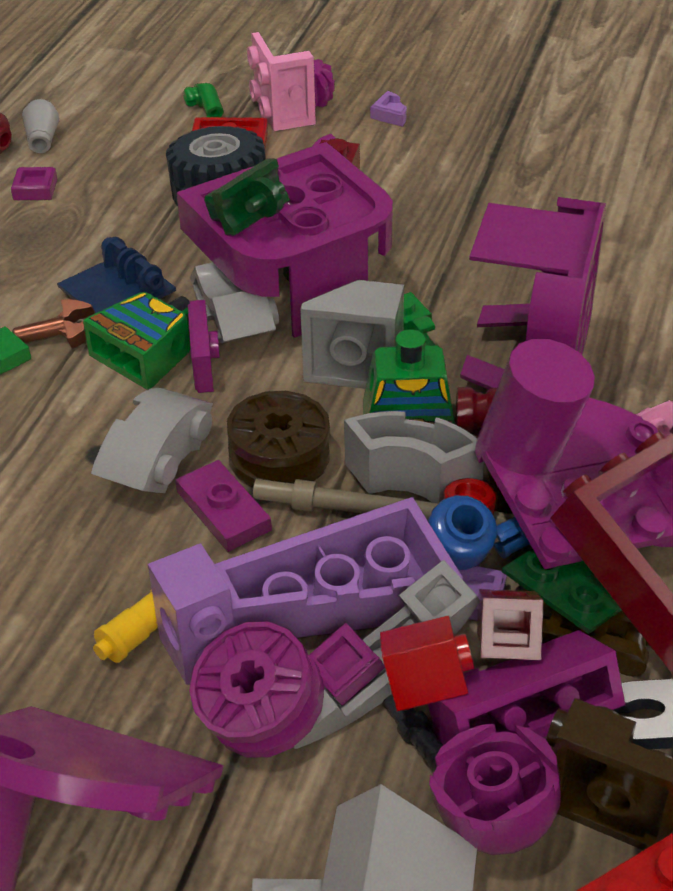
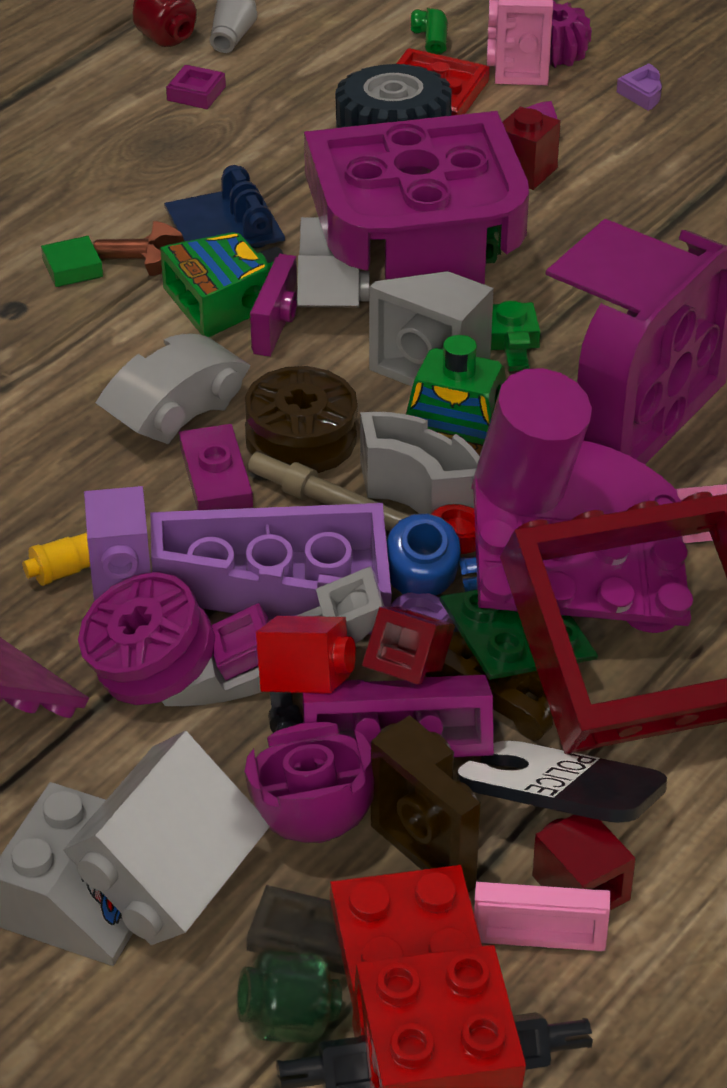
camera: 20 degrees right, 0 degrees up
(248, 197) = (366, 154): dark green hips -> none

